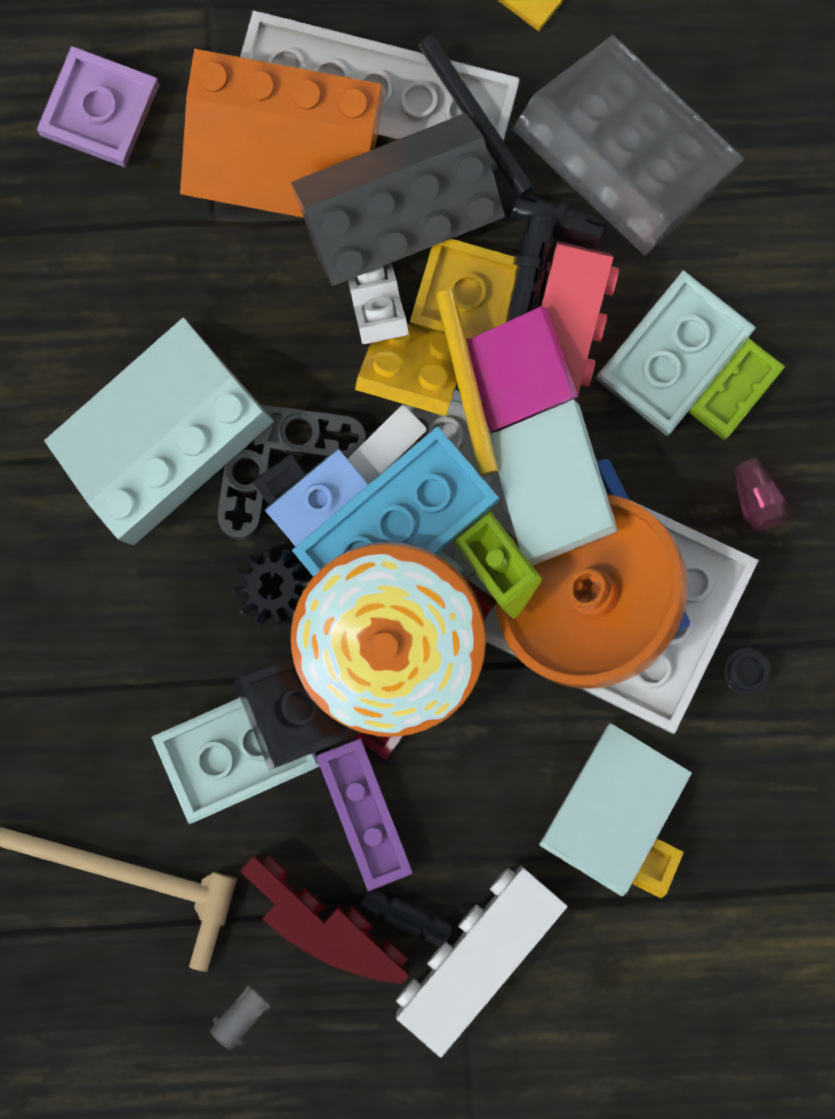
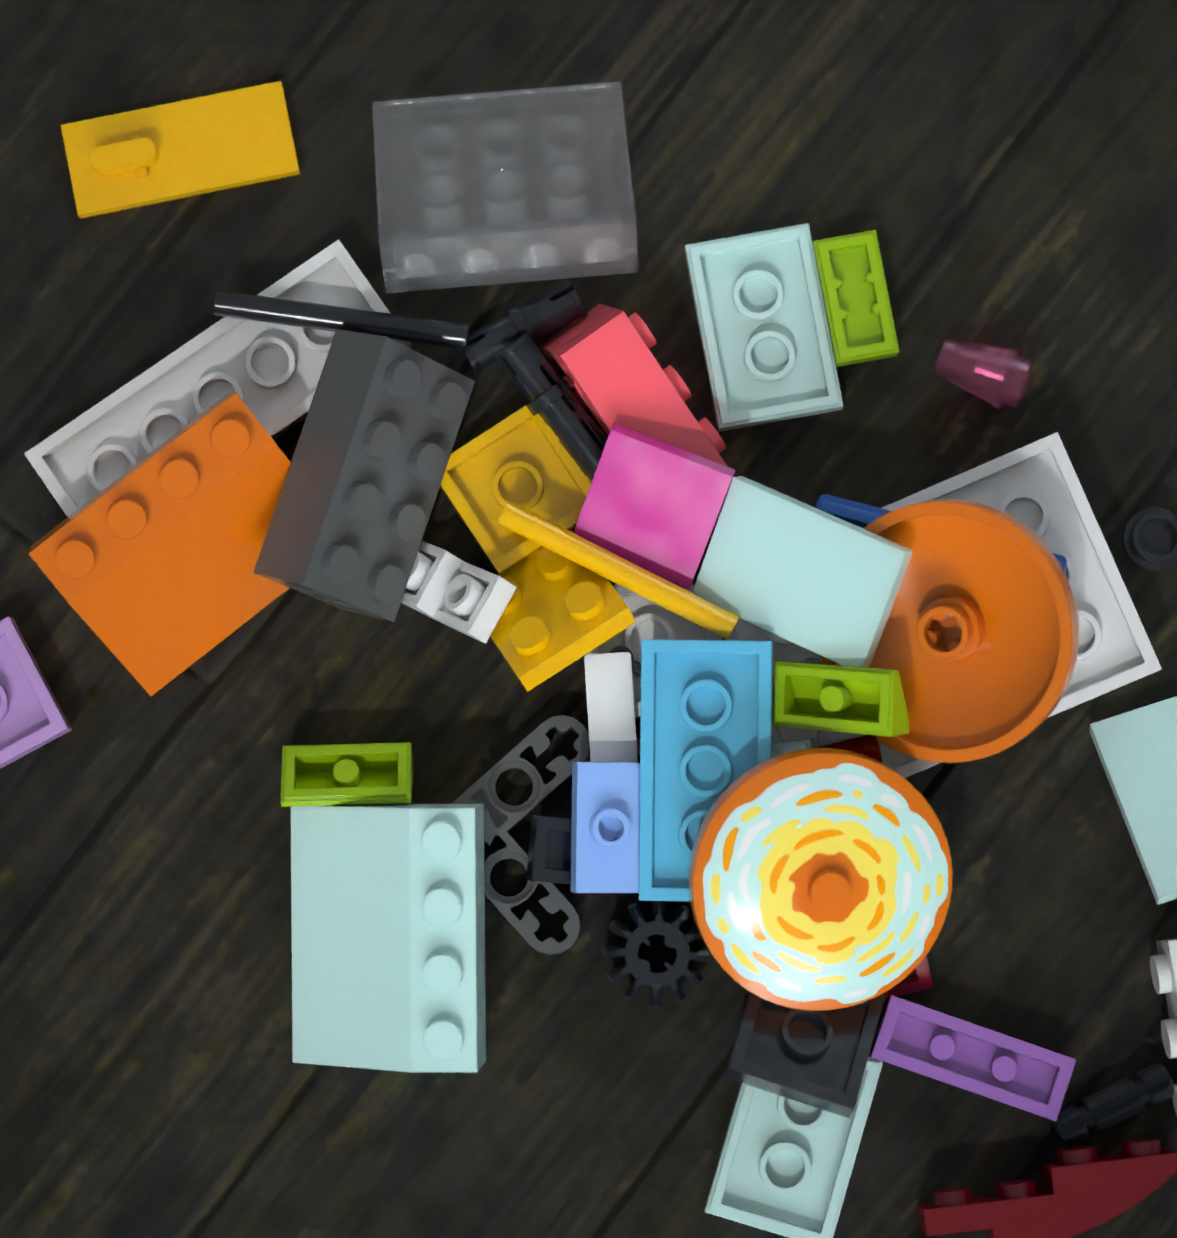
camera: 45 degrees left, 0 degrees up
(226, 333) = (347, 774): none -> lime slope

